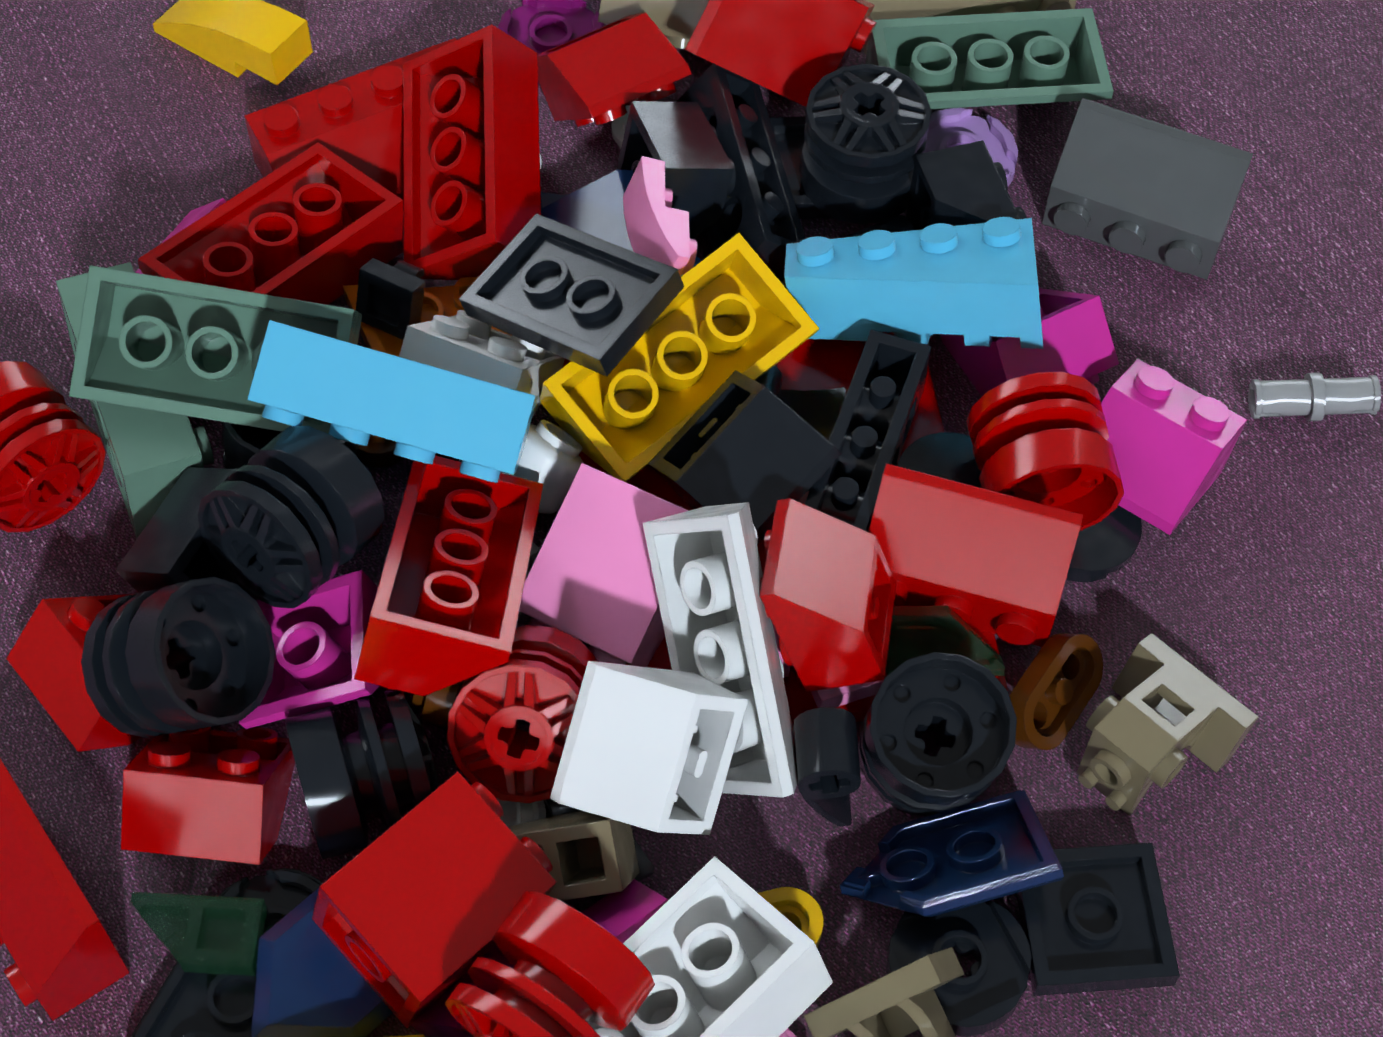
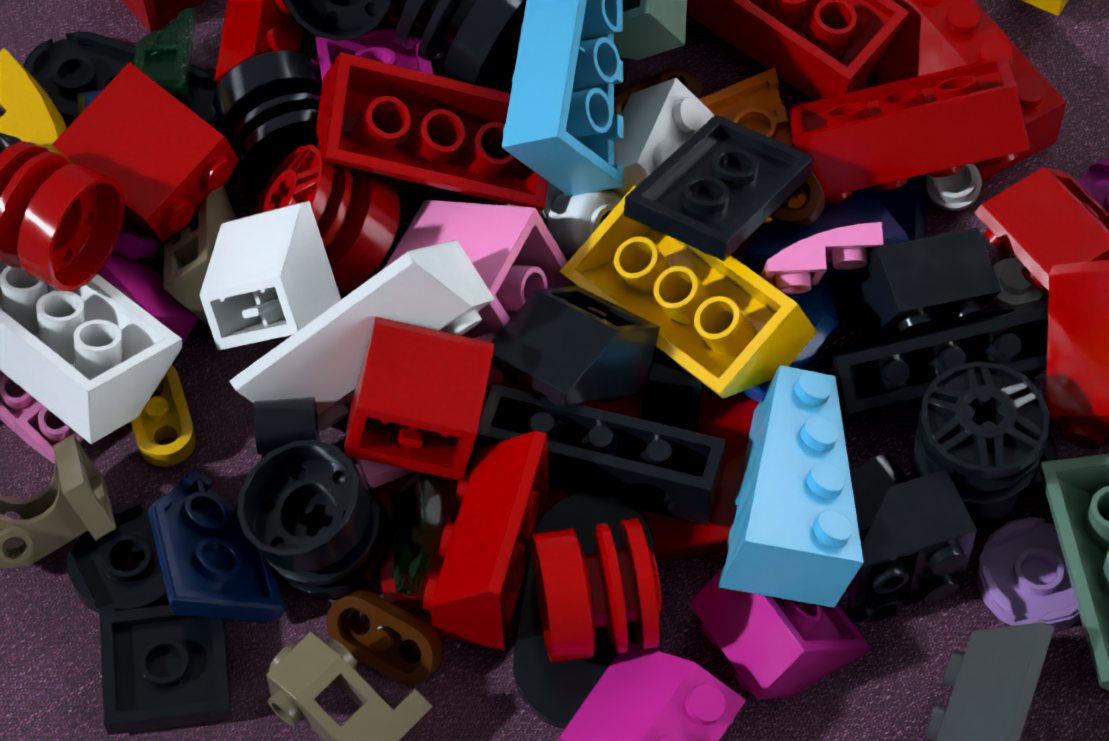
camera: 90 degrees right, 0 degrees up
(390, 296) = (751, 93): black tile -> none

